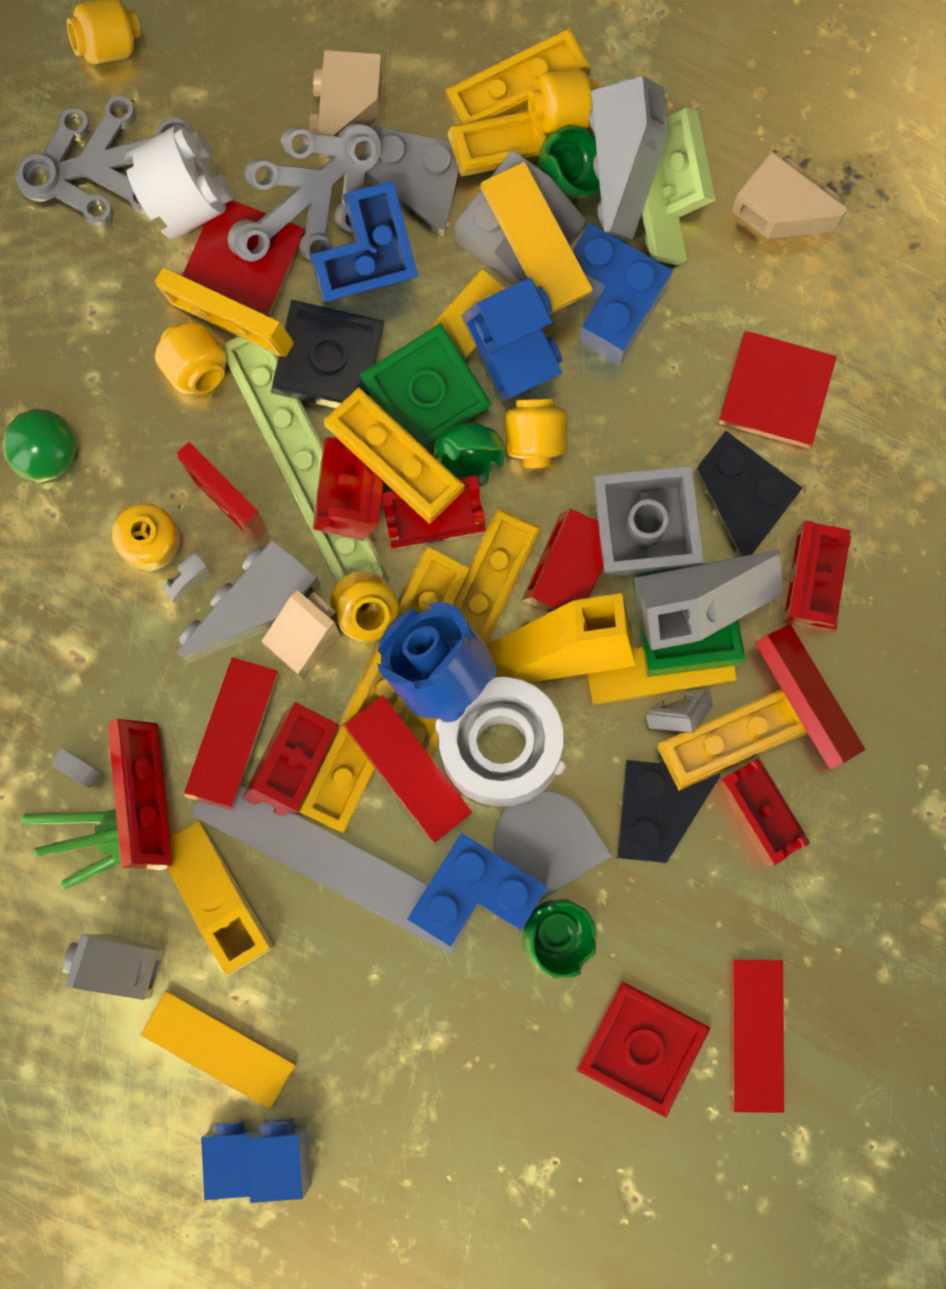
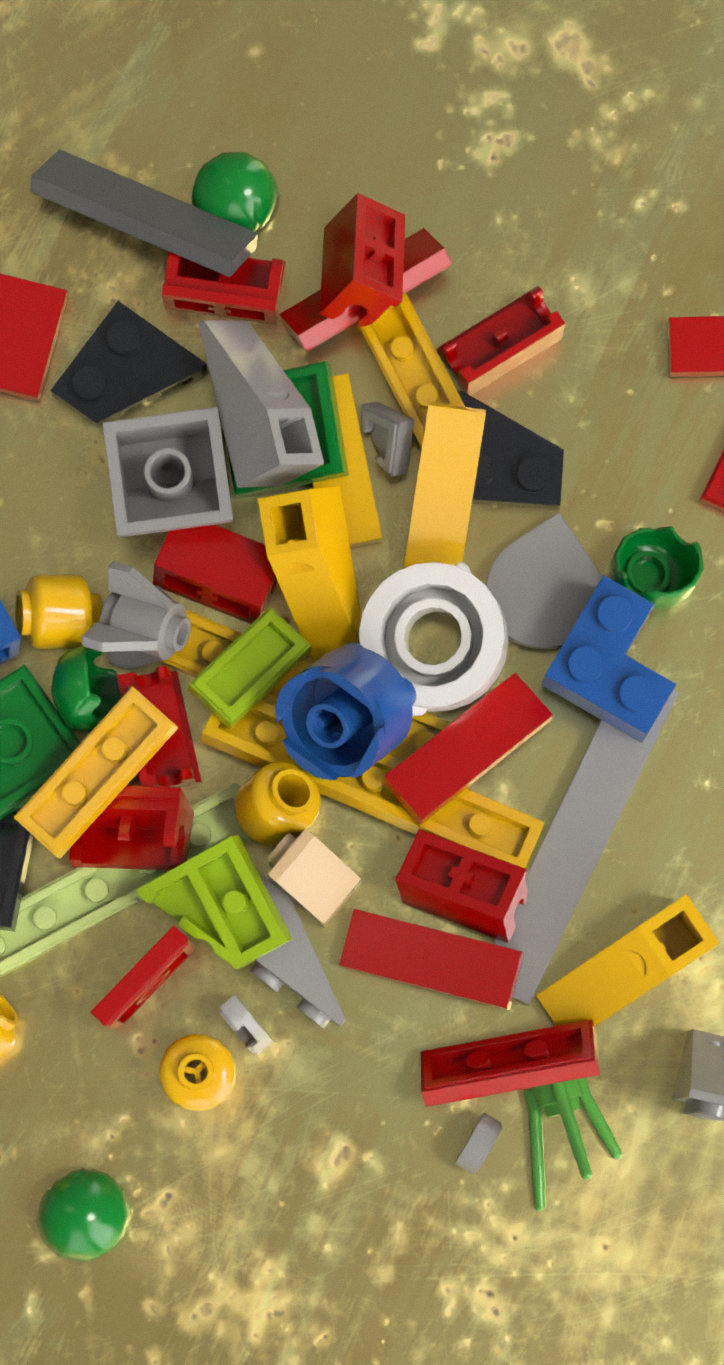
camera: 90 degrees left, 0 degrees up
(278, 556) = (221, 902): none -> lime wing
(482, 588) = (249, 668): none -> lime tile
(524, 494) = (137, 621): none -> light grey brick
(633, 756) = (444, 484): none -> yellow tile
(833, 692) = (363, 260): none -> red hinge
(877, 509) = (144, 212): none -> dark grey tile
(896, 589) = (236, 189): none -> green hair

